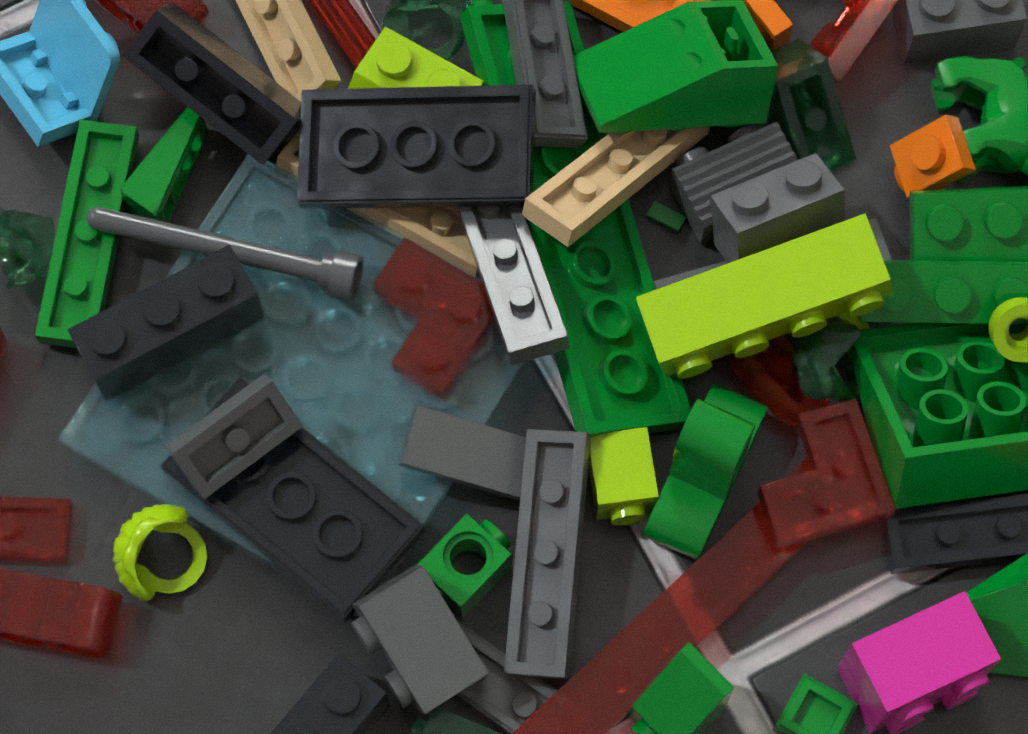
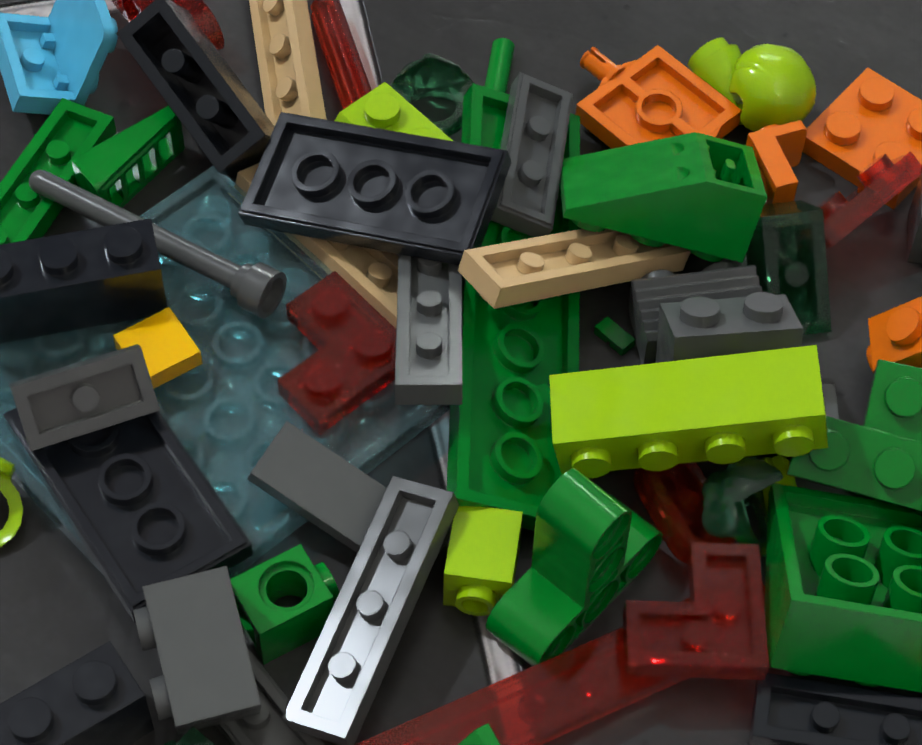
camera: 15 degrees right, 15 degrees down
(272, 353) = (164, 344): none -> yellow tile

